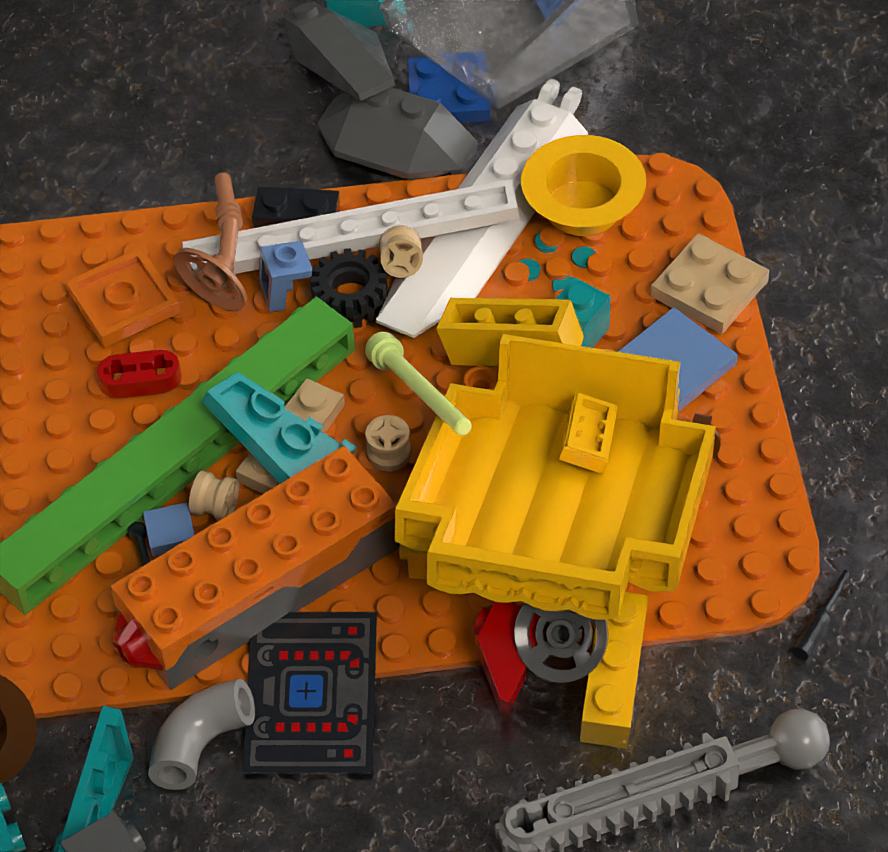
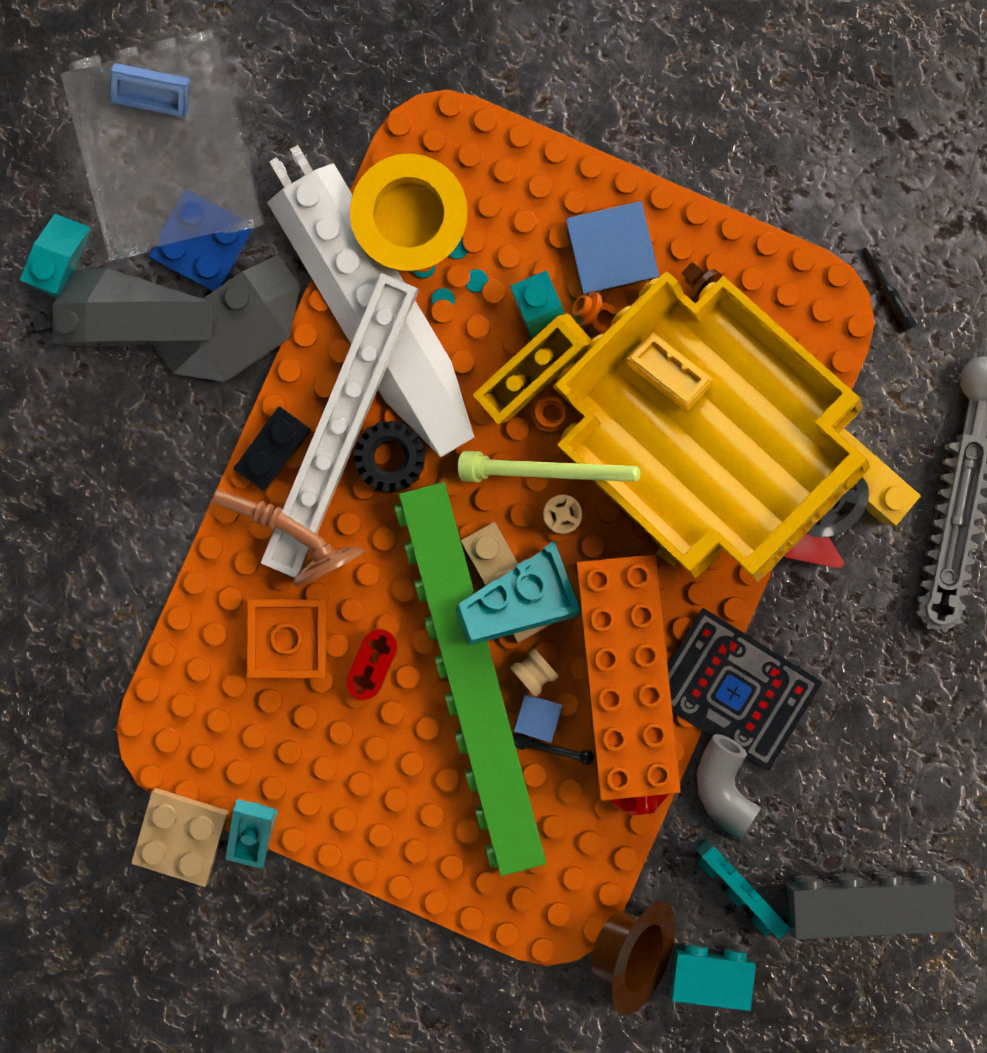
camera: 60 degrees left, 35 degrees up
(278, 269) = (349, 501): medium blue bracket -> none
(397, 261) = (392, 401): tan wheel -> none
(710, 283) = (554, 172): tan plate -> none

